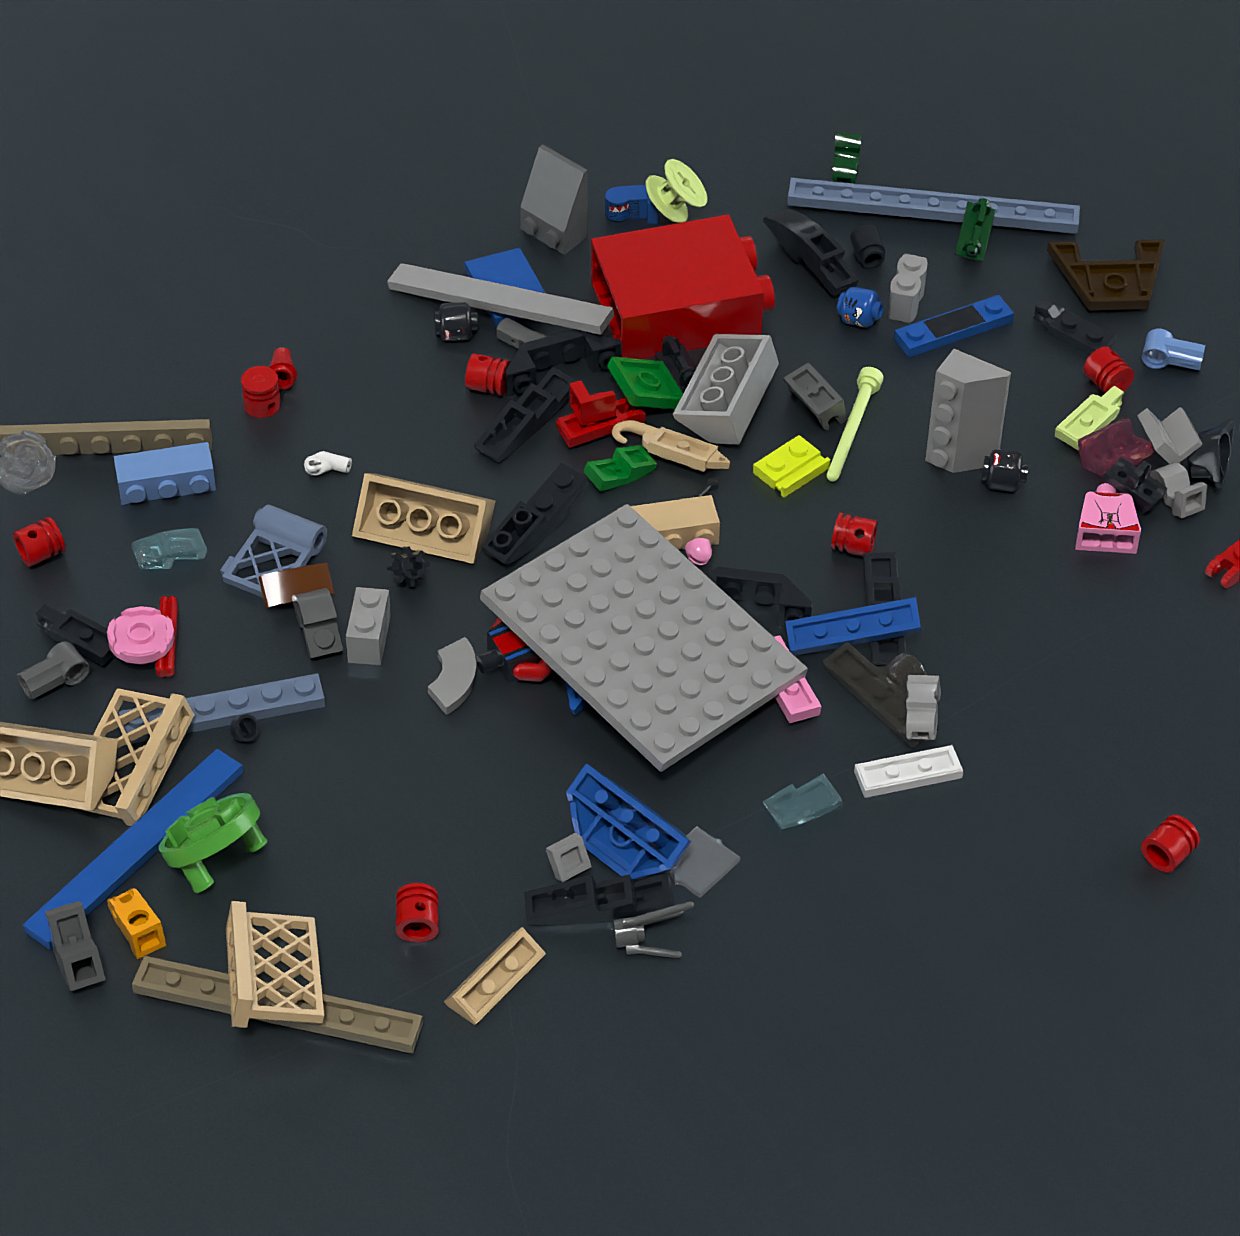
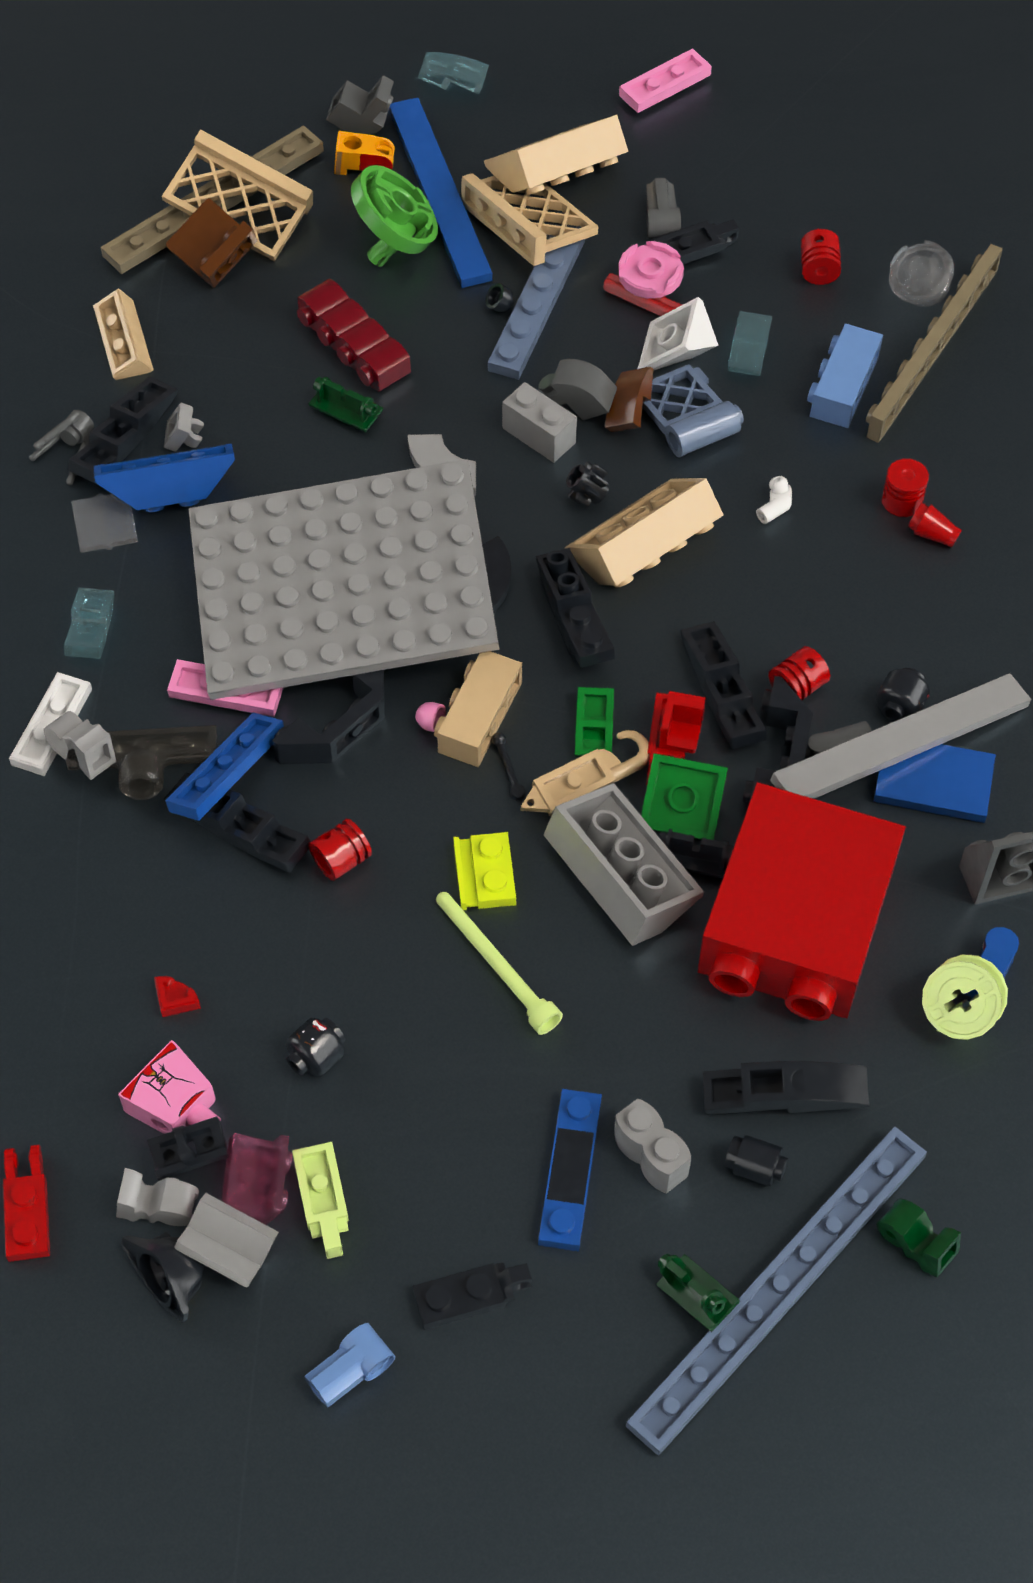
camera: 125 degrees right, 10 degrees up
(209, 586) = (678, 336): none -> white slope
(348, 945) = (211, 242): none -> reddish brown bracket
(367, 801) = (354, 335): none -> dark red brick
(417, 908) = (217, 310): red piece -> none
(446, 765) = (344, 404): none -> dark green hinge
(816, 394) = (553, 942): dark grey hinge -> none
(860, 307) = (659, 1079): blue head -> none
(966, 412) = (377, 1002): light grey slope -> none
(1039, 569) = (175, 996): none -> red tile
(1108, 370) = (359, 1260): red piece -> none
(1112, 282) = (506, 1393): dark brown wing -> none

